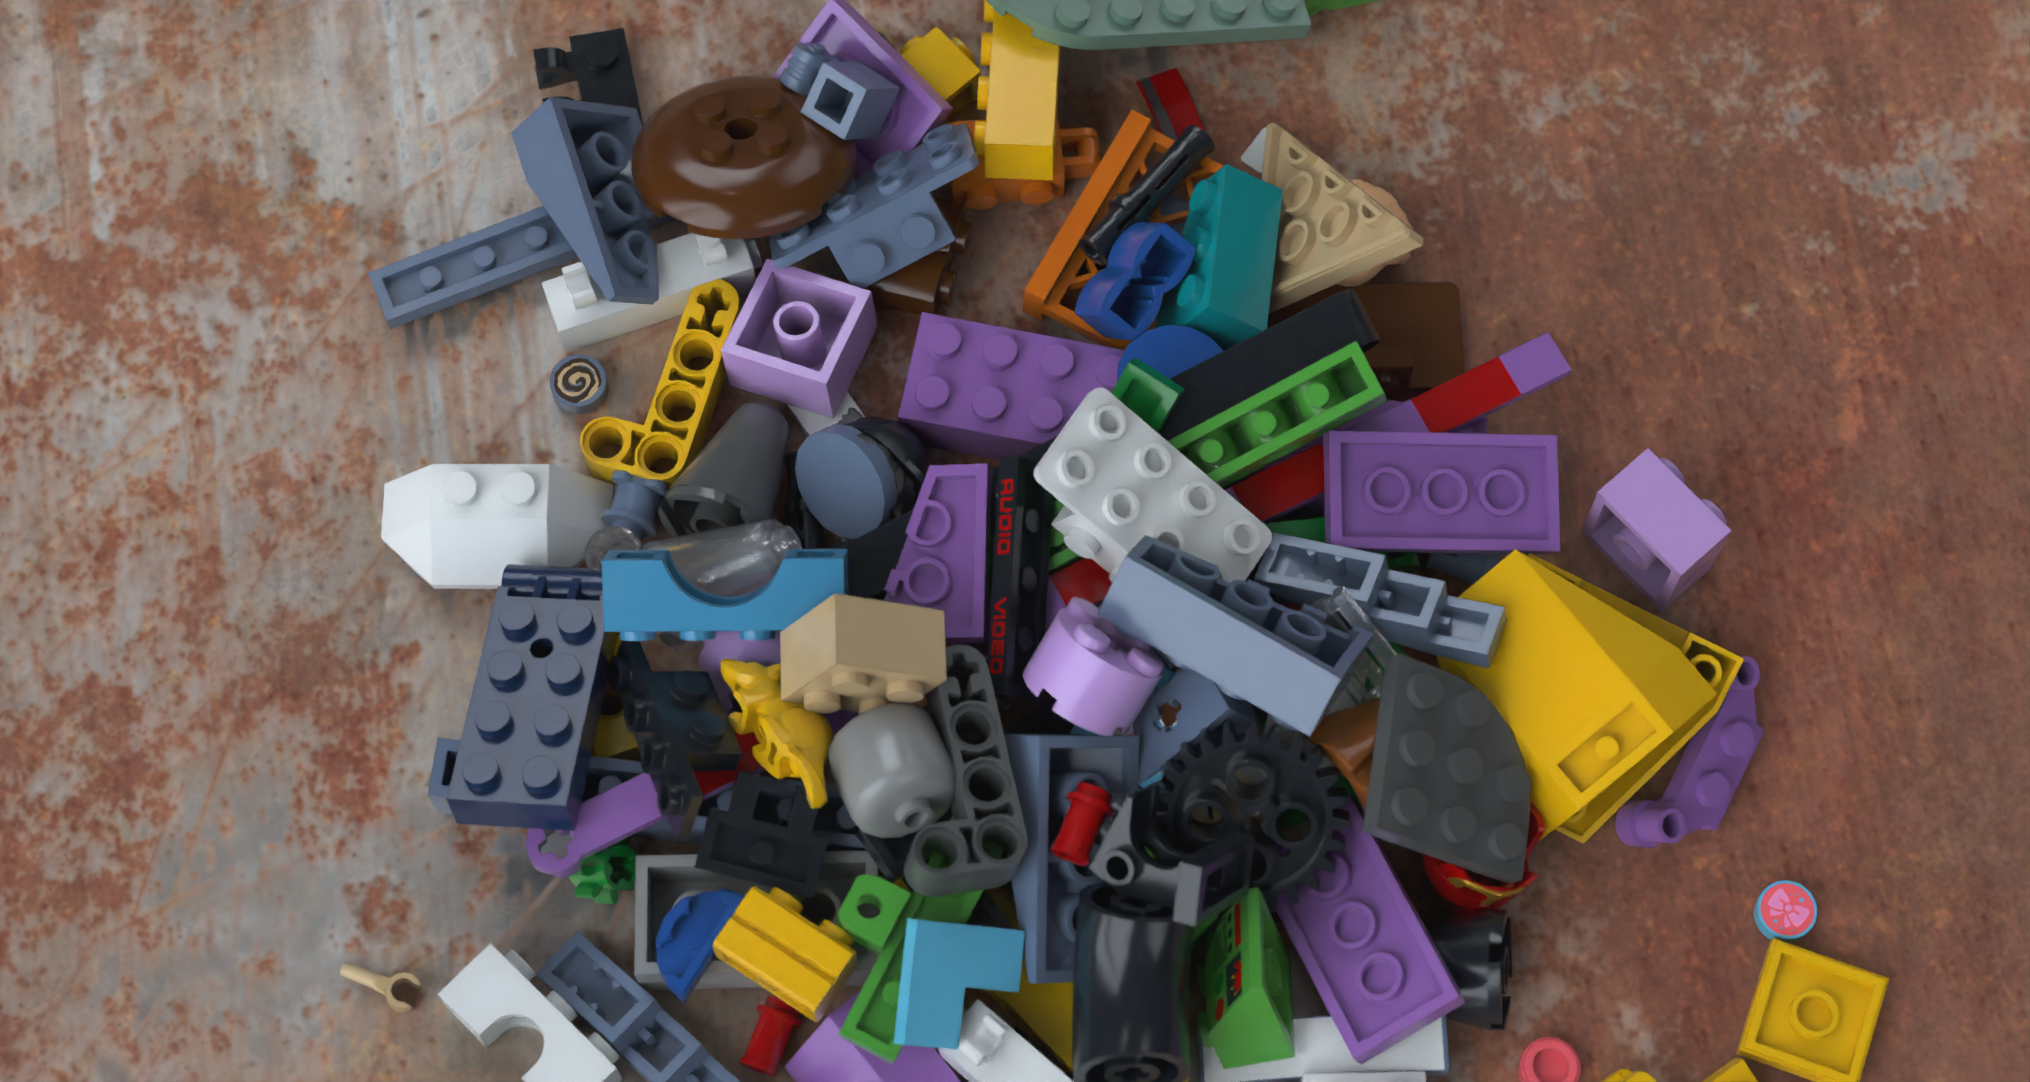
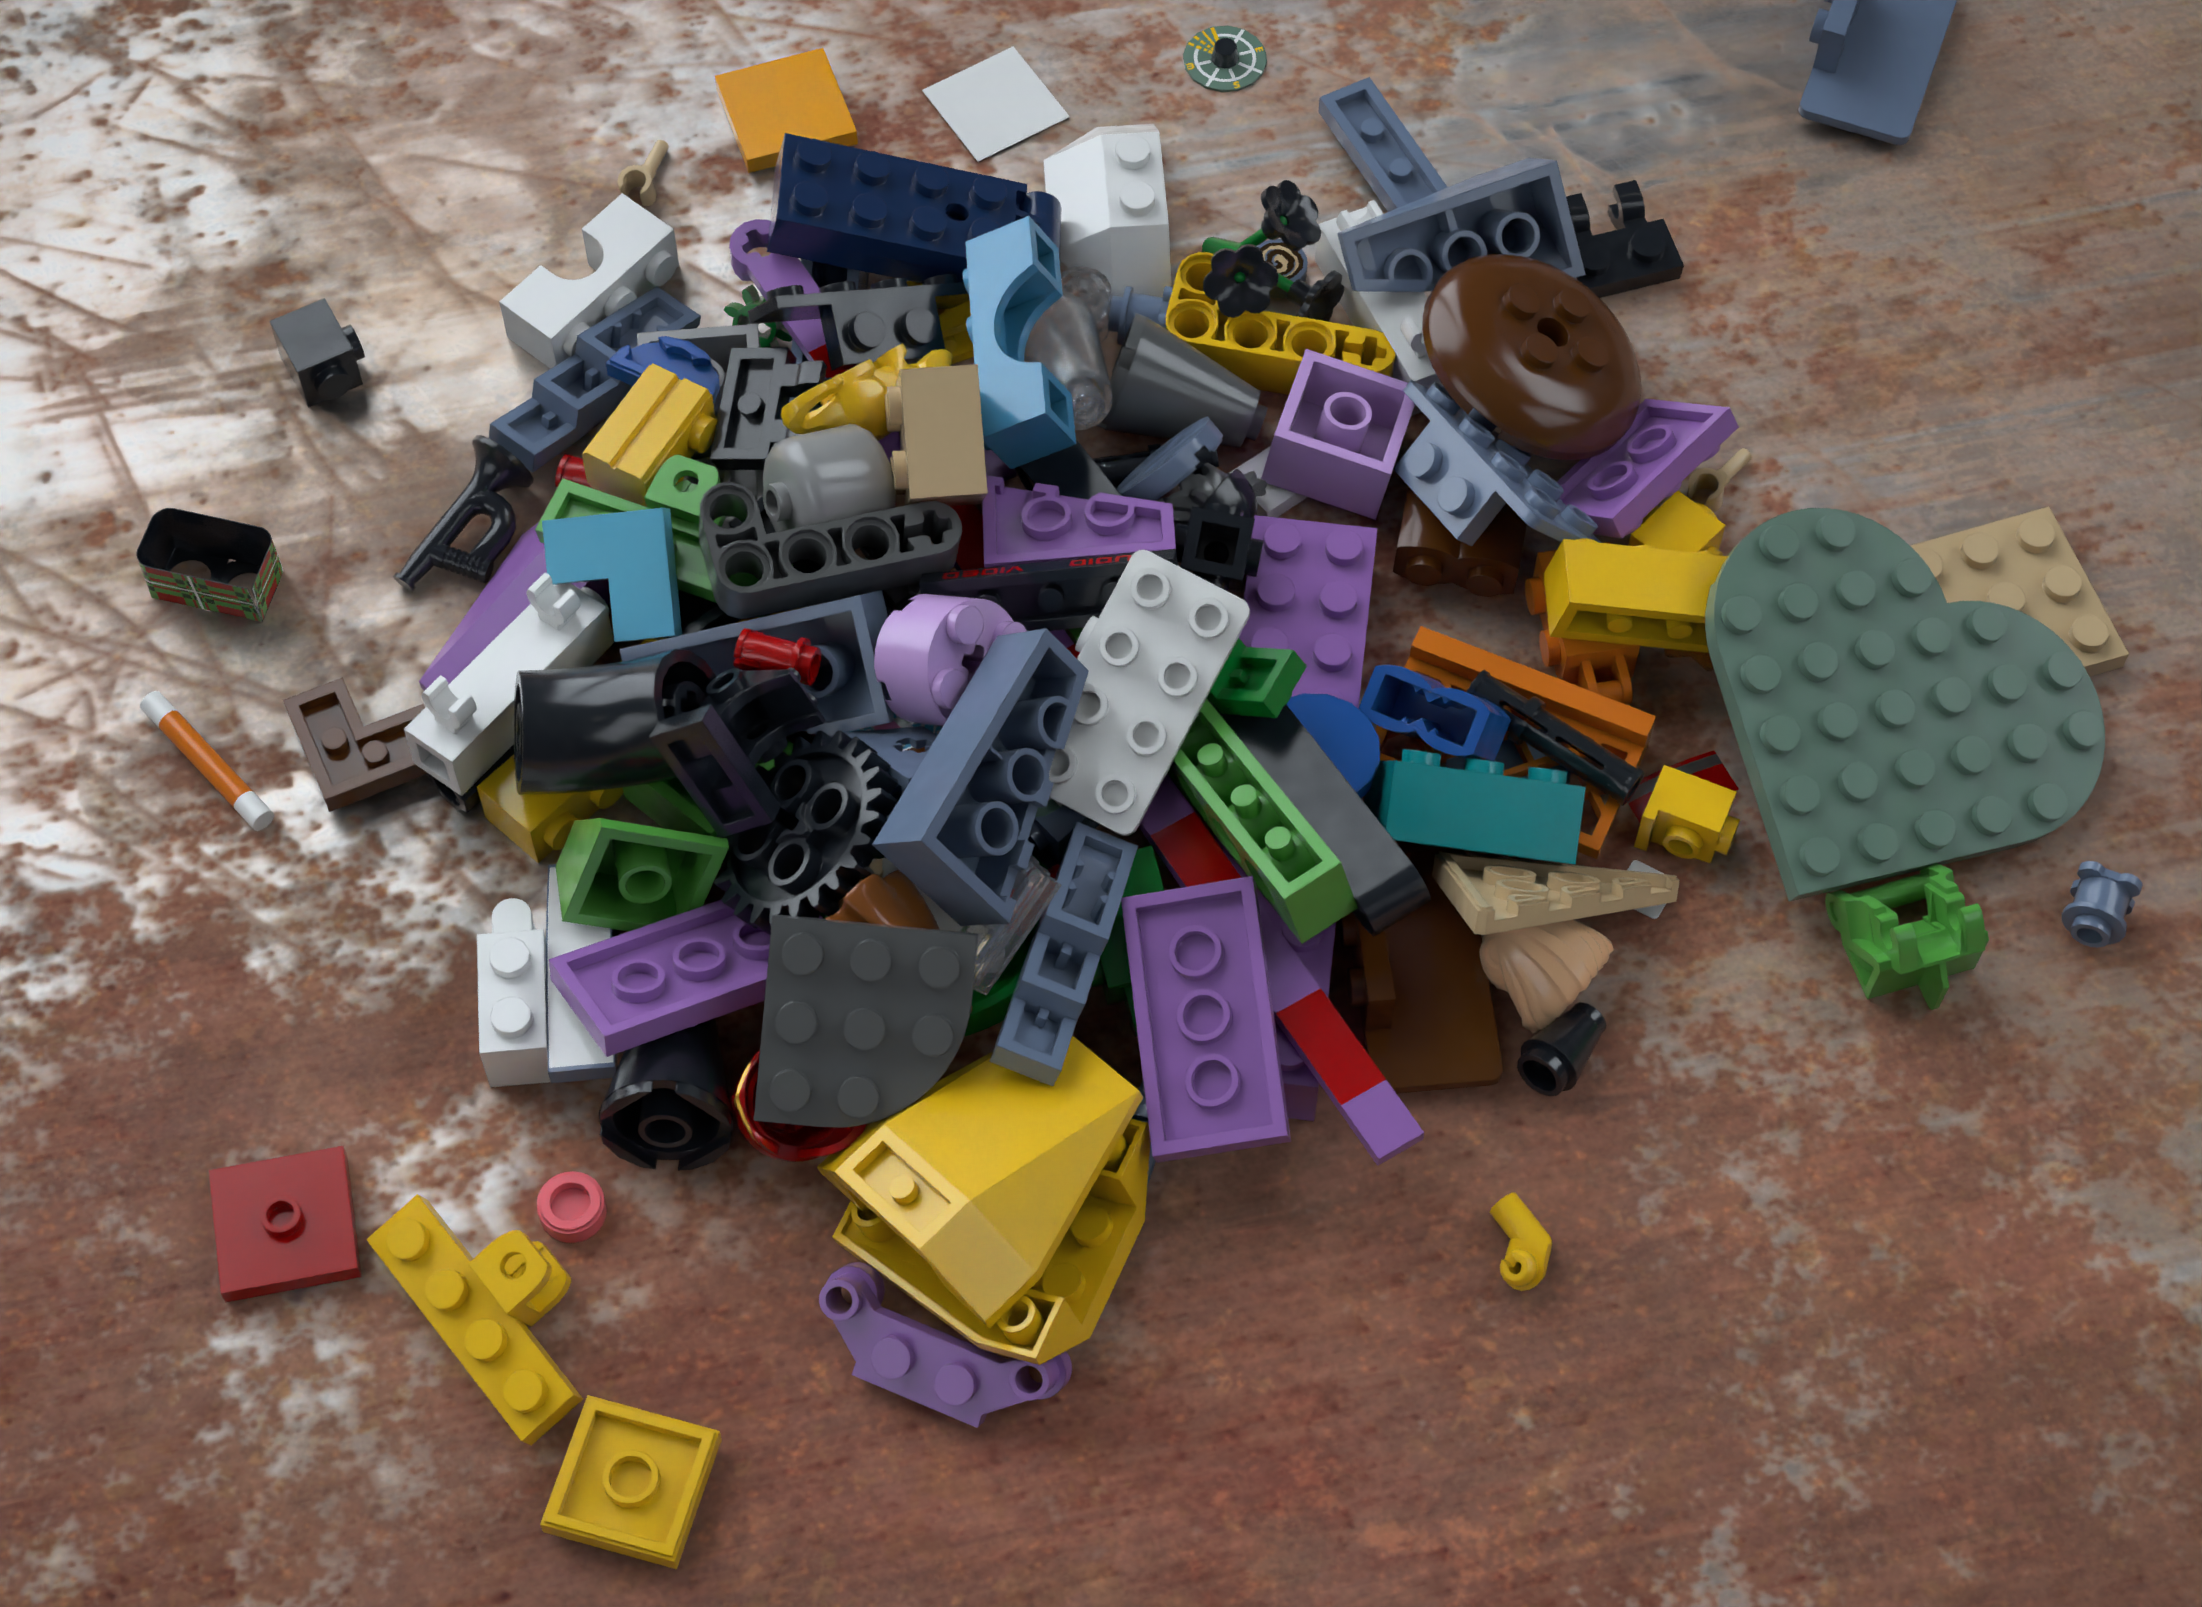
camera: 85 degrees right, 10 degrees down
(303, 412) = (1224, 58): none -> sand green piece
(318, 840) = (784, 97): none -> light orange tile
(331, 635) = (995, 103): none -> white sticker
(636, 393) = (1243, 279): none -> black plant
(841, 94) = (1615, 424): sand blue brick -> none
(954, 435) = (1224, 527): none -> black brick
(1219, 103) = (1688, 816): none -> yellow brick
(1445, 236) = (1560, 1051): none -> black cone
(1606, 284) = (1528, 1244): none -> yellow arm
(1656, 528) = (1201, 1278): lavender brick -> none
(1785, 911) = (758, 1455): tile -> none

